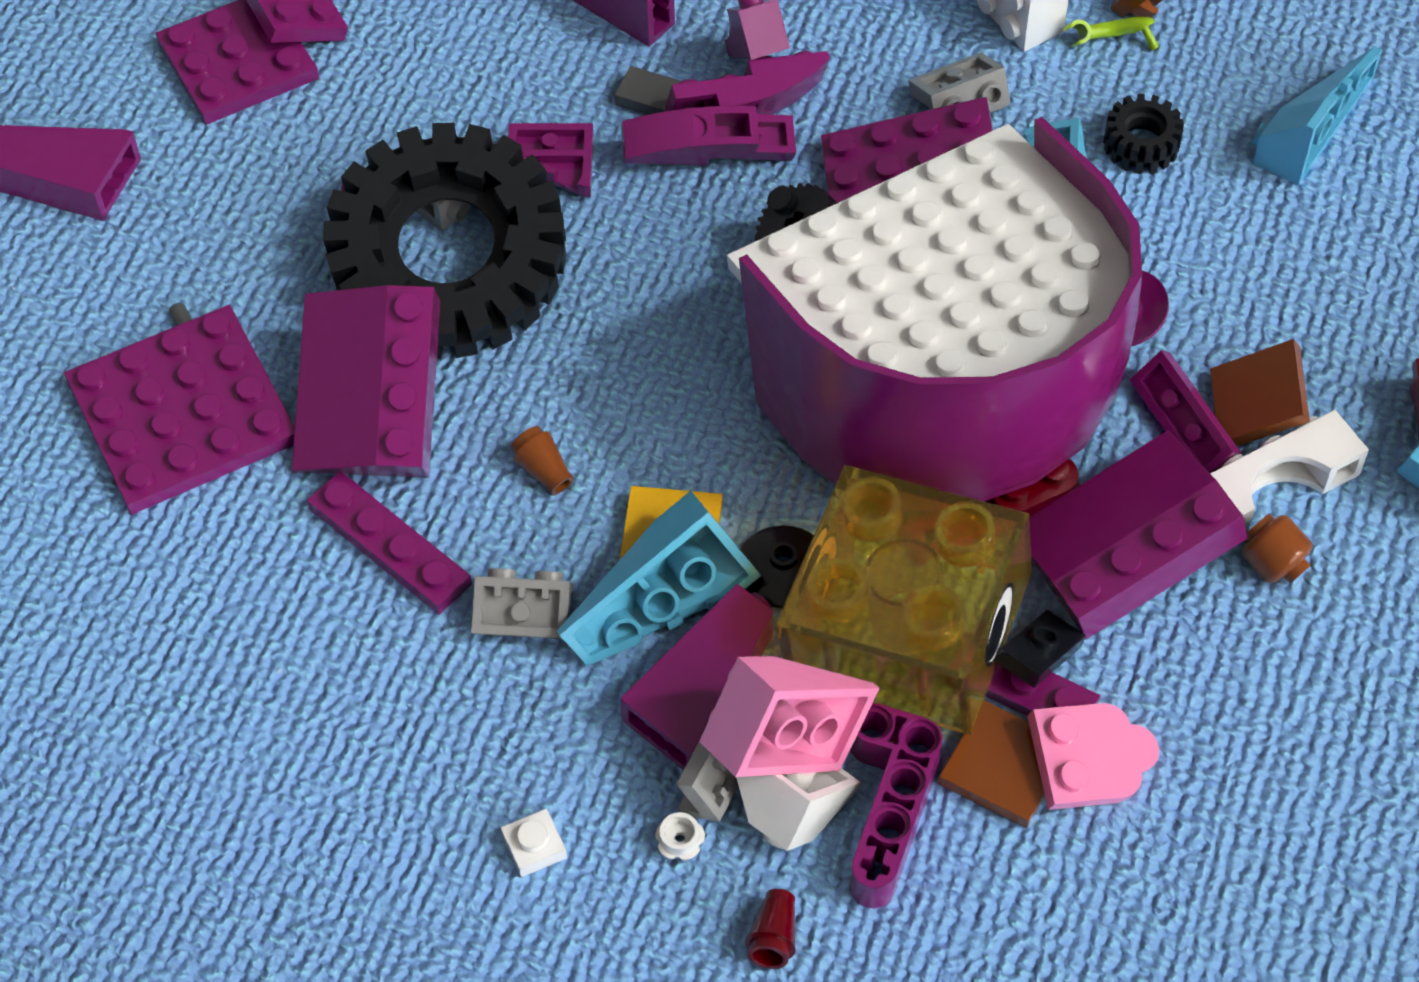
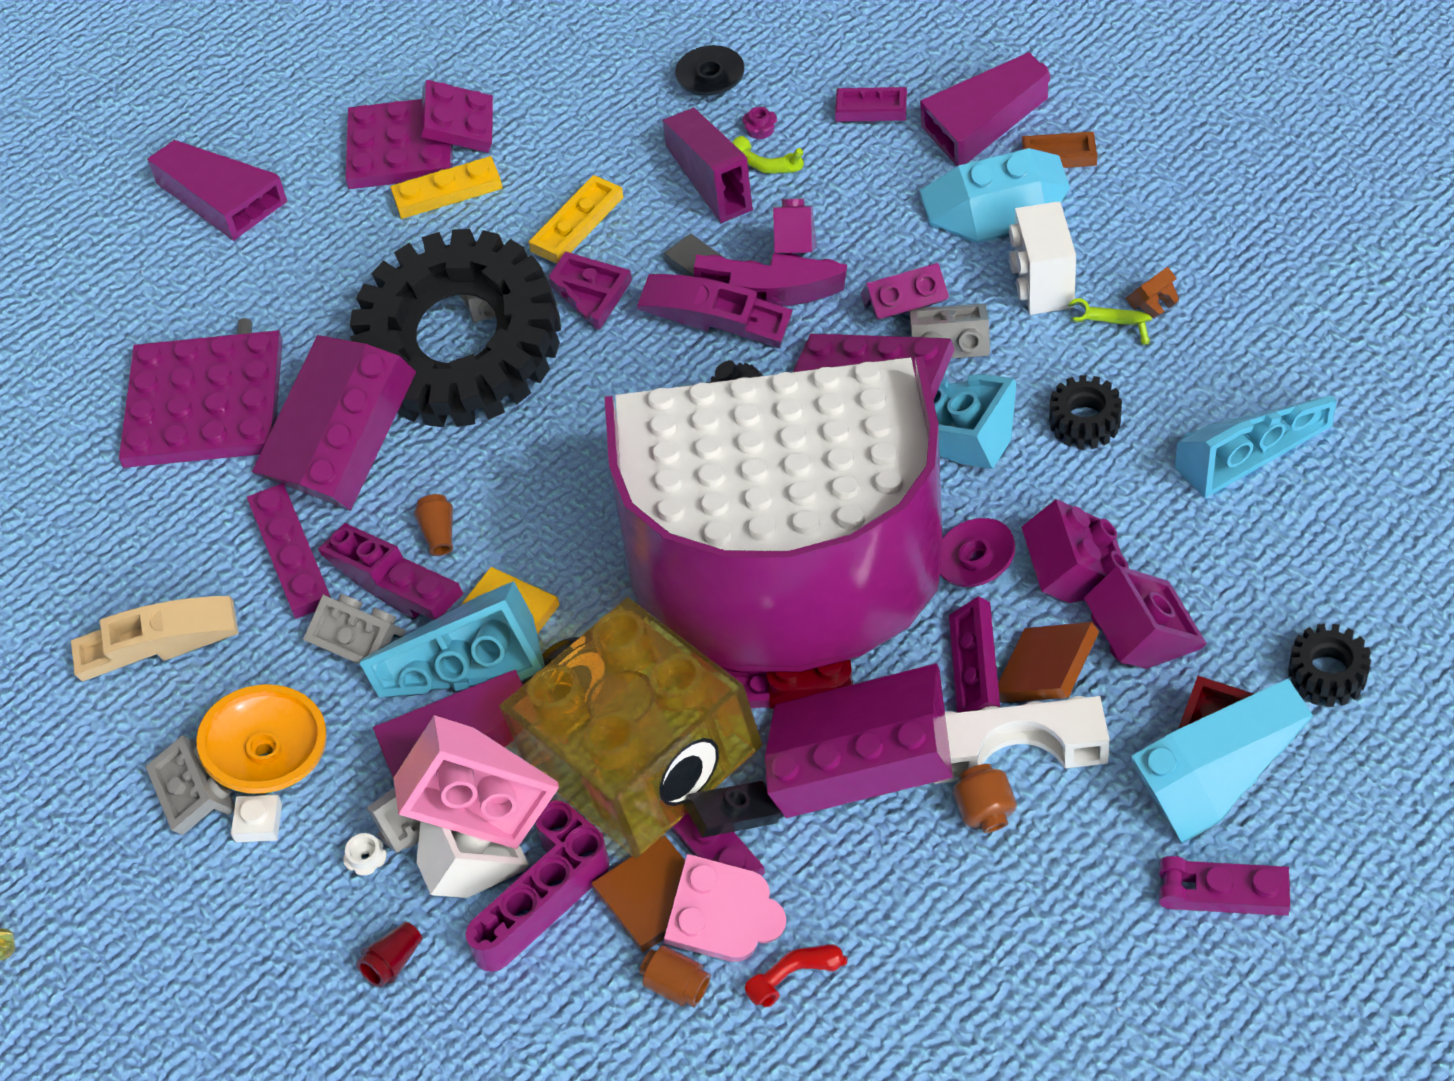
camera: 30 degrees right, 5 degrees down
(295, 684) = (153, 629): none -> tan slope
(322, 91) = (446, 187): none -> yellow plate
(438, 833) = (185, 787): none -> light grey bracket
(496, 83) = (576, 219): none -> yellow plate
(507, 733) = (257, 723): none -> light orange dish
(520, 532) = (389, 576): none -> magenta slope
(899, 63) = (905, 291): none -> magenta bracket
(1081, 838) = (674, 976): none -> dark orange brick
(1214, 764) = (825, 957): none -> red piece
(1220, 278) = (1071, 550): none -> magenta slope
(1320, 321) = (1142, 618): none -> magenta slope

